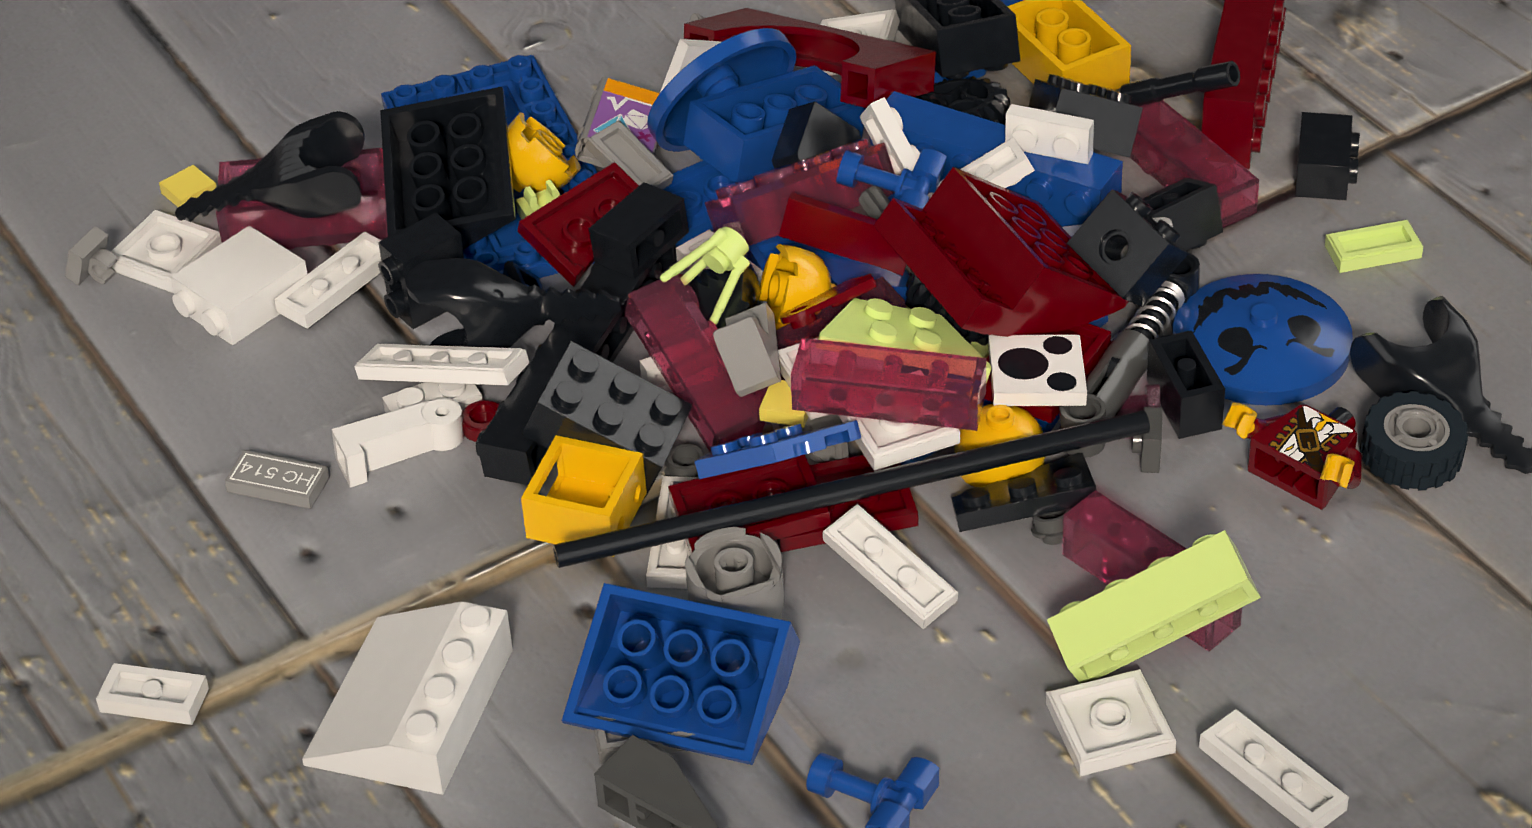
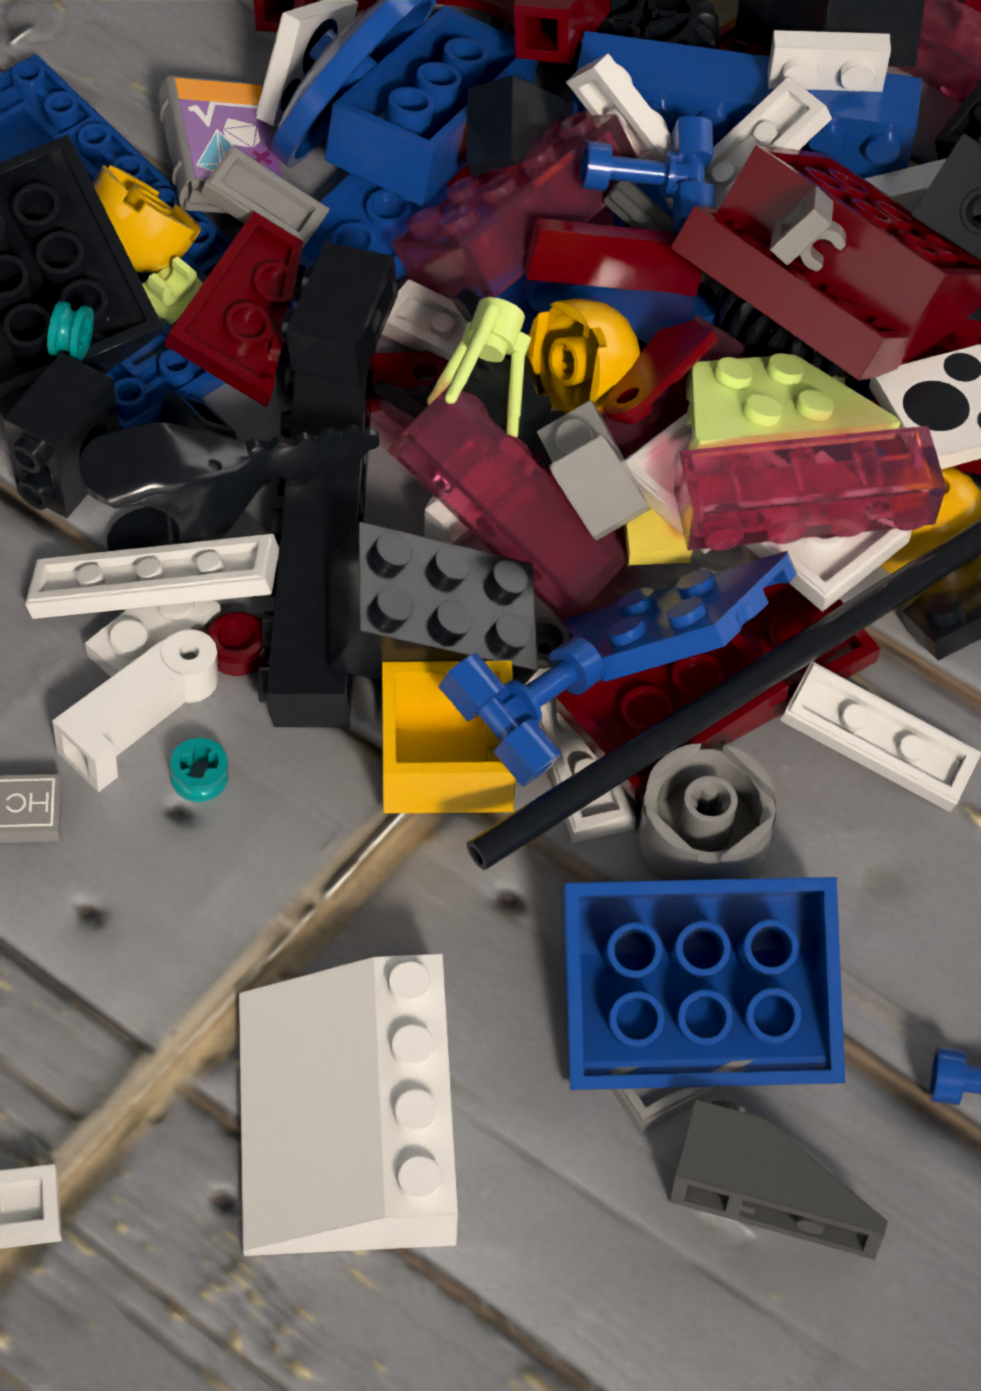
camera: 25 degrees left, 15 degrees up
(419, 486) = (183, 761): none -> teal bush
(448, 201) = (70, 330): none -> teal bush
(620, 474) = (515, 709): none -> blue bar
(959, 223) = (803, 226): none -> light grey tile

